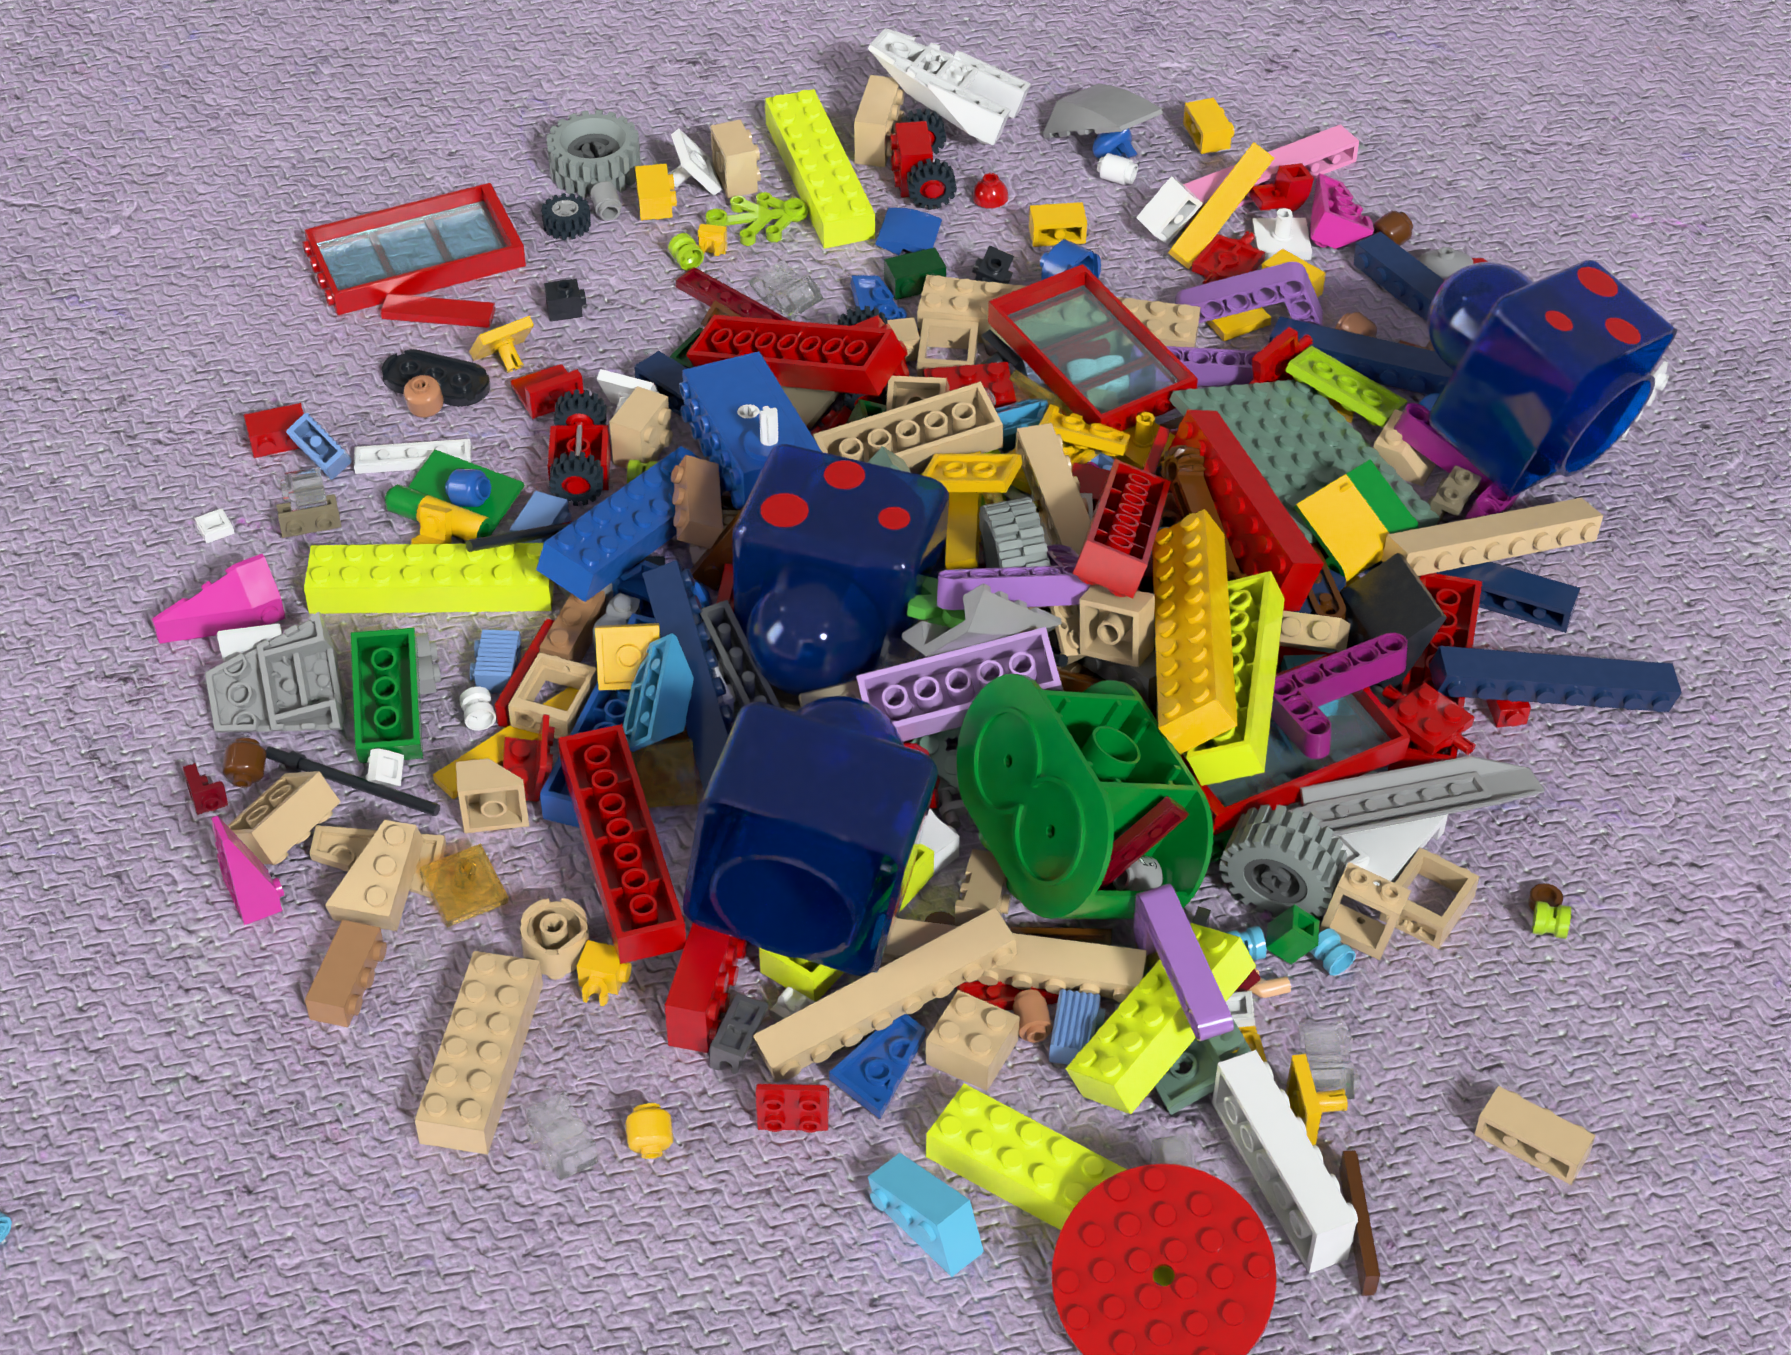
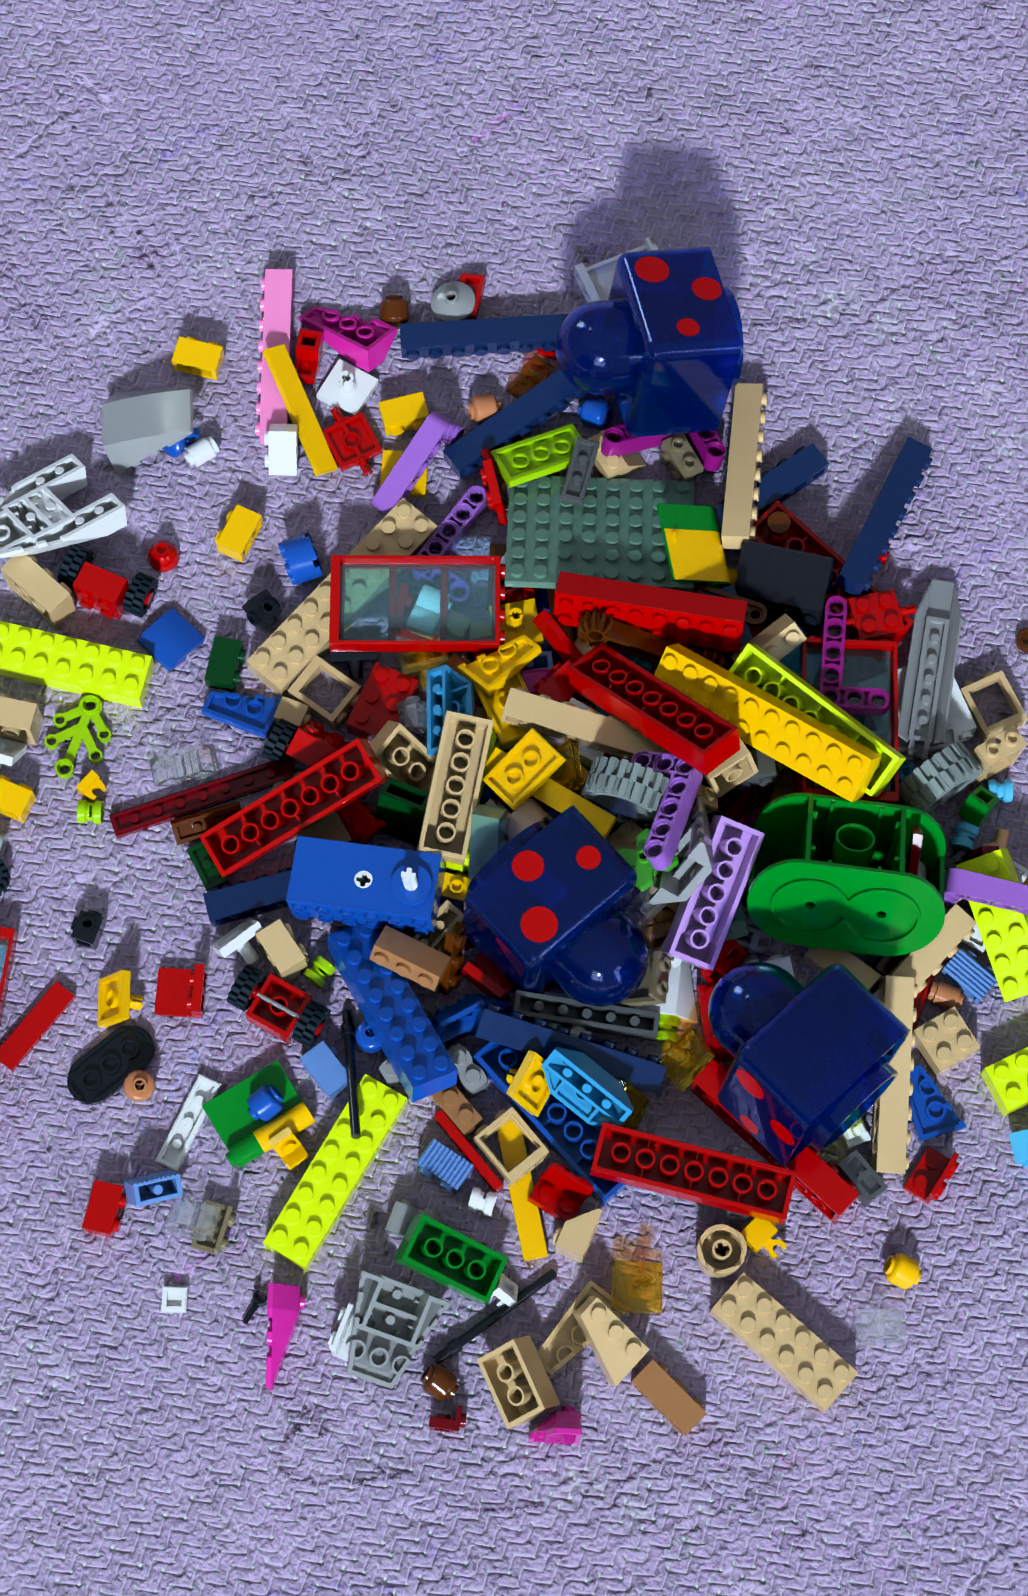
camera: 60 degrees left, 25 degrees up
(1354, 411) = (579, 471): none -> dark grey tile
(1454, 589) = (778, 523): none -> reddish brown tile

